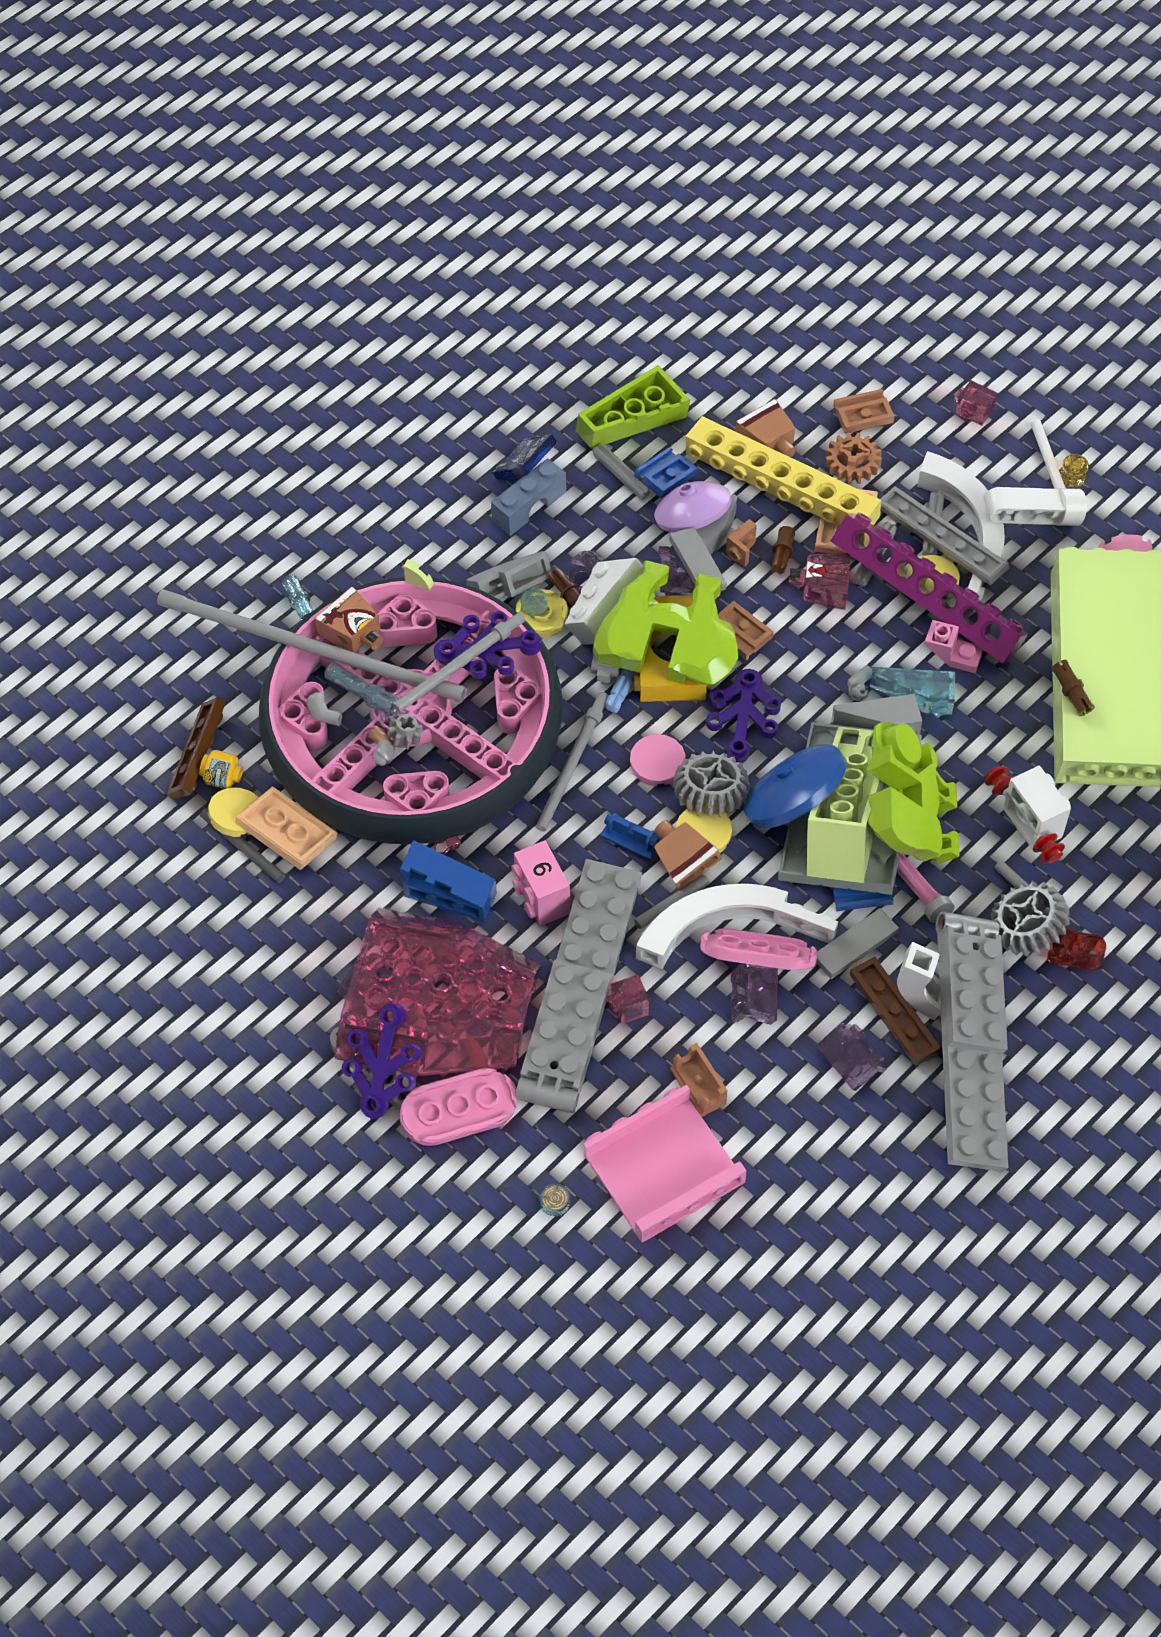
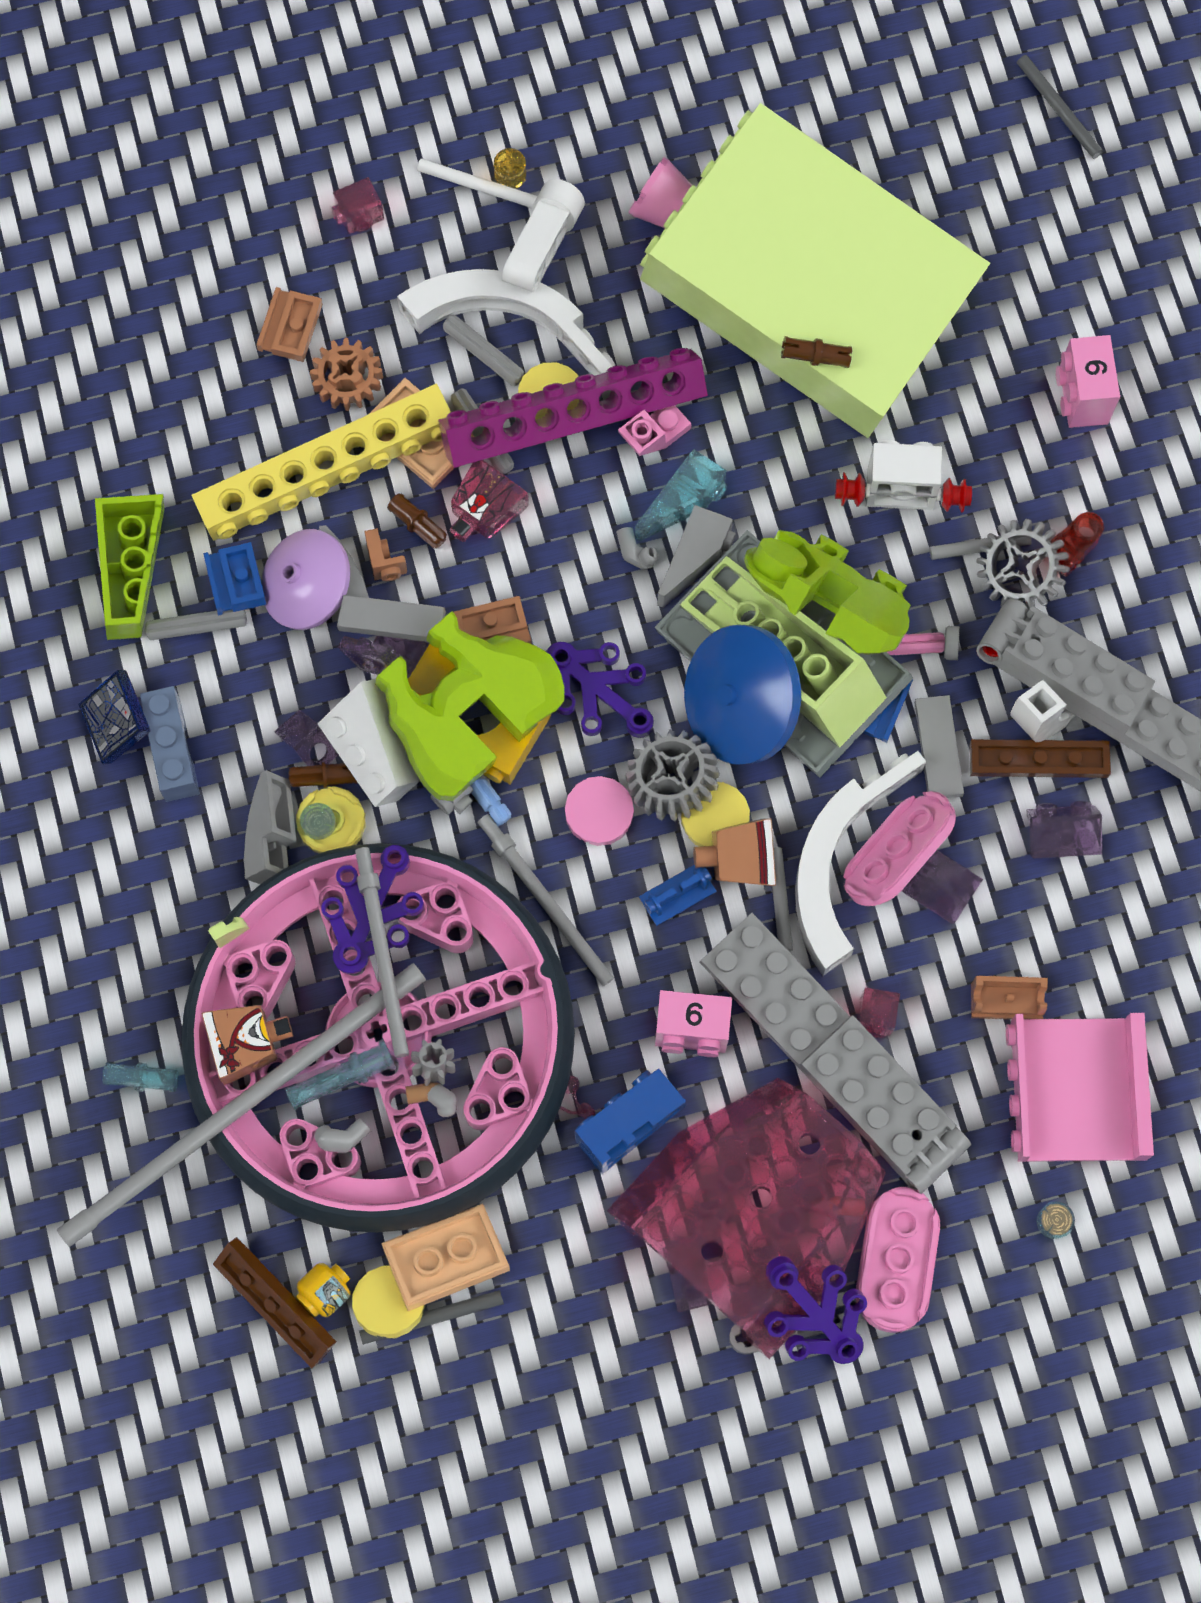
camera: 60 degrees left, 15 degrees up
(769, 427) = (251, 437): nougat torso -> none
(943, 536) = (512, 350): light grey tile -> none

